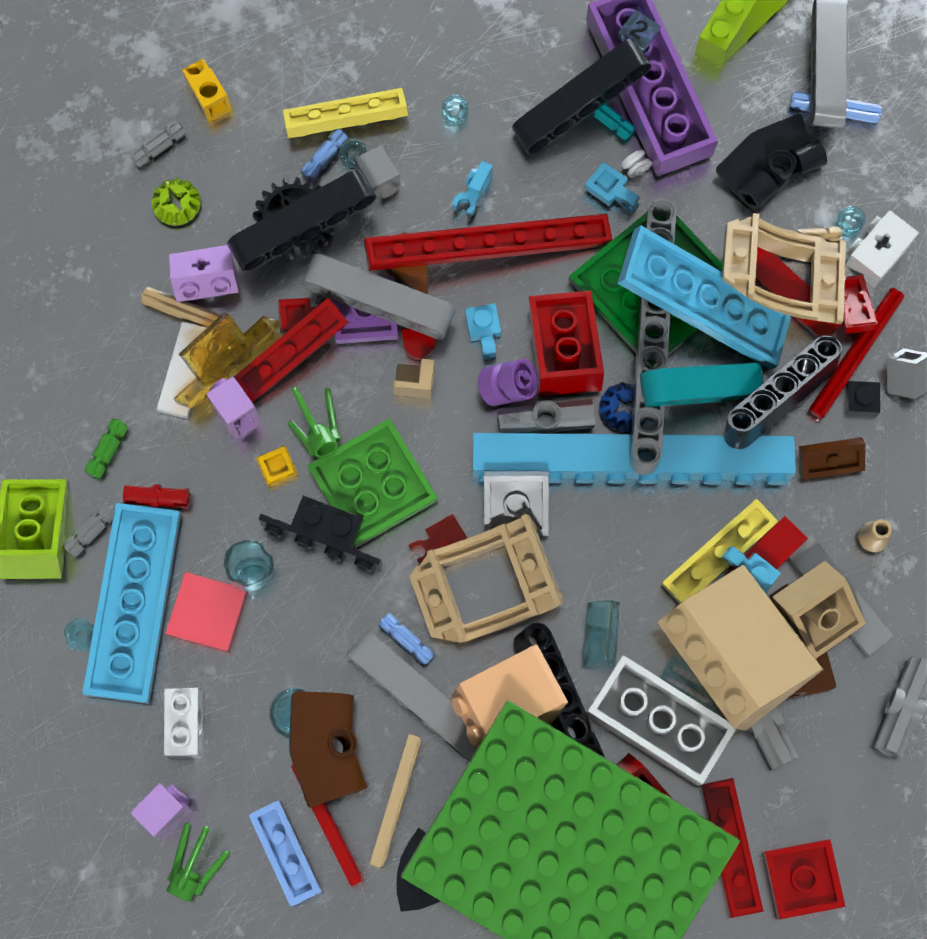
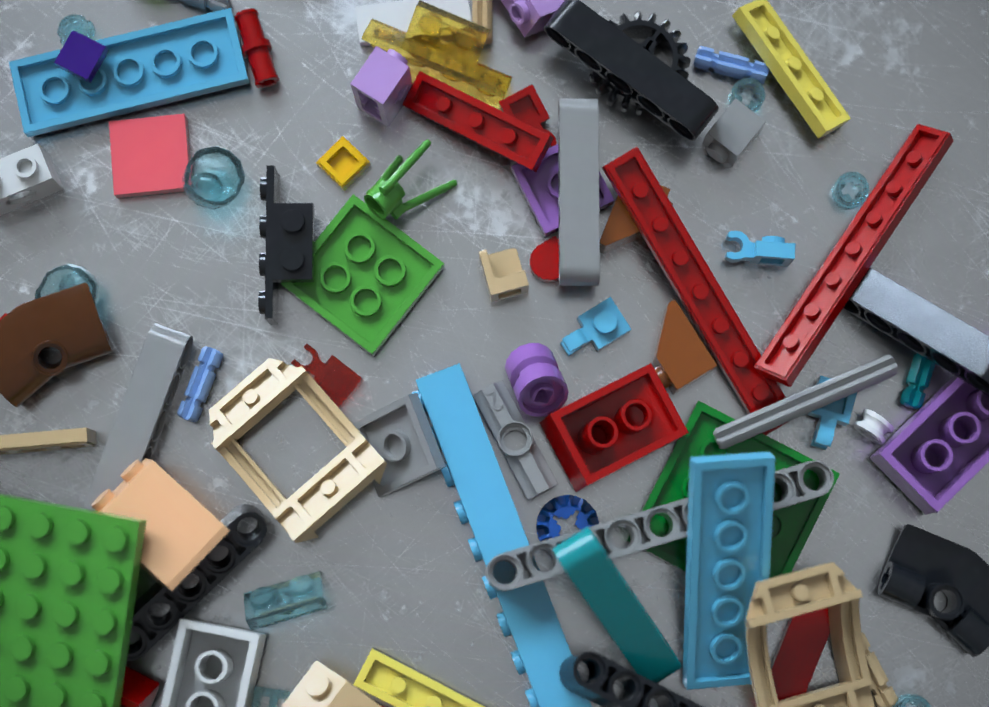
camera: 70 degrees right, 5 degrees up
(105, 632) = (81, 56): none -> dark purple tile
(506, 125) = (853, 255): none -> red tile
(525, 274) = (679, 351): none -> dark orange slope
(601, 201) = (805, 401): none -> light grey axle

